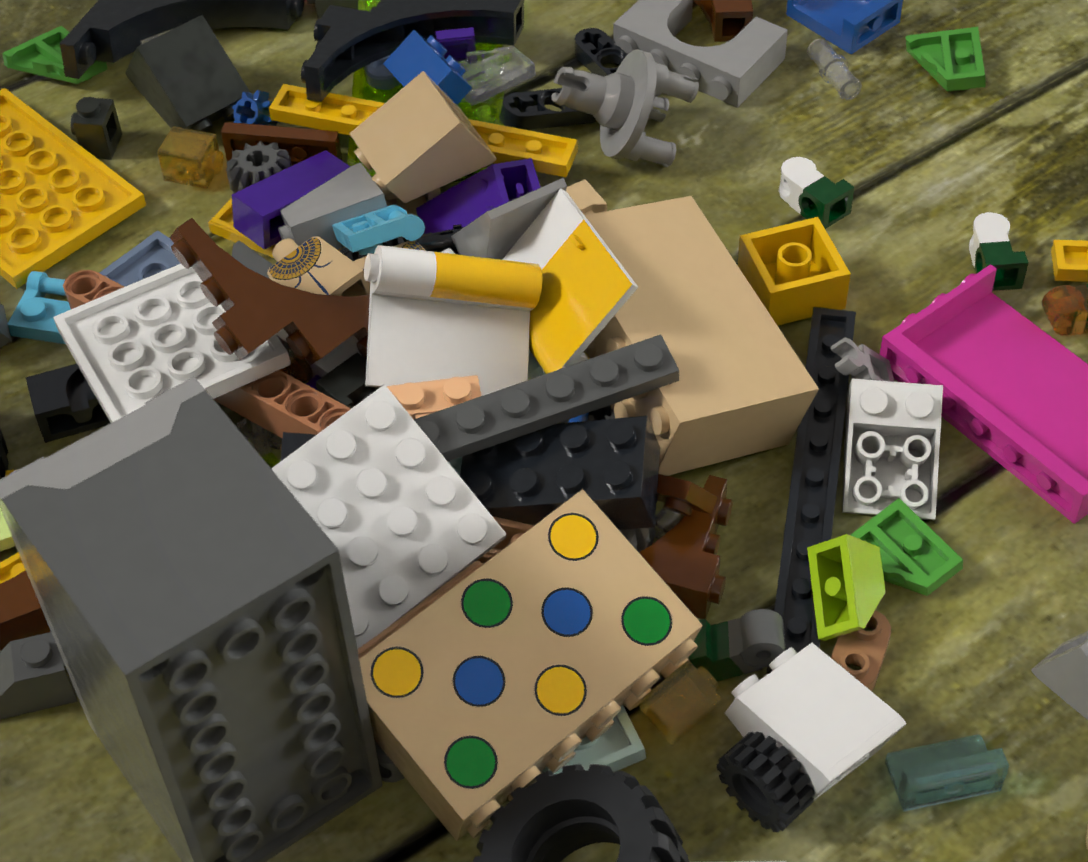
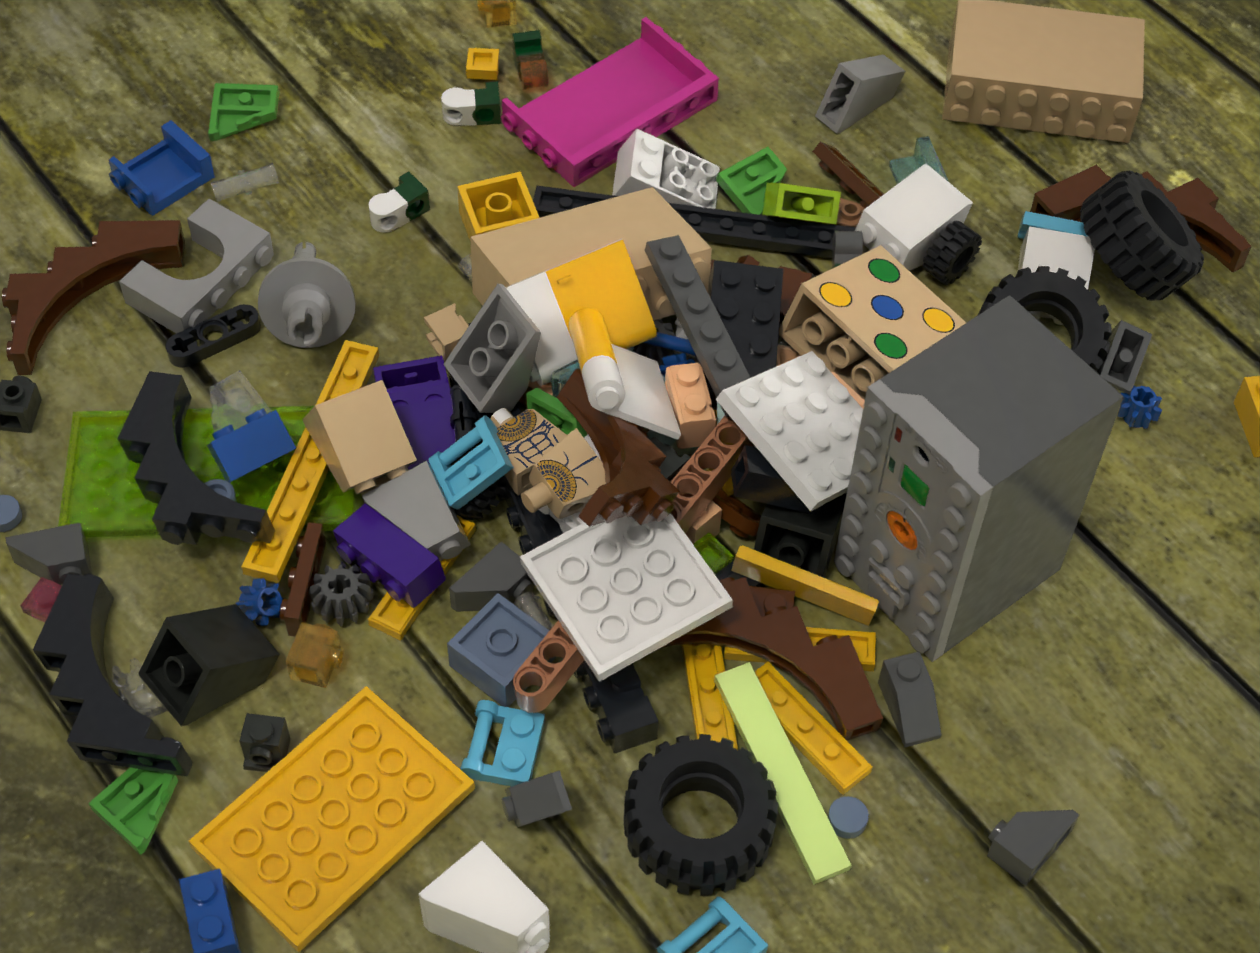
camera: 95 degrees left, 5 degrees up
(457, 42) = (203, 431): dark purple tile -> none
(529, 112) = (275, 381): black beam -> none
(861, 362) = (596, 183): light grey plate -> none
(930, 667) = (851, 178): none -> reddish brown plate

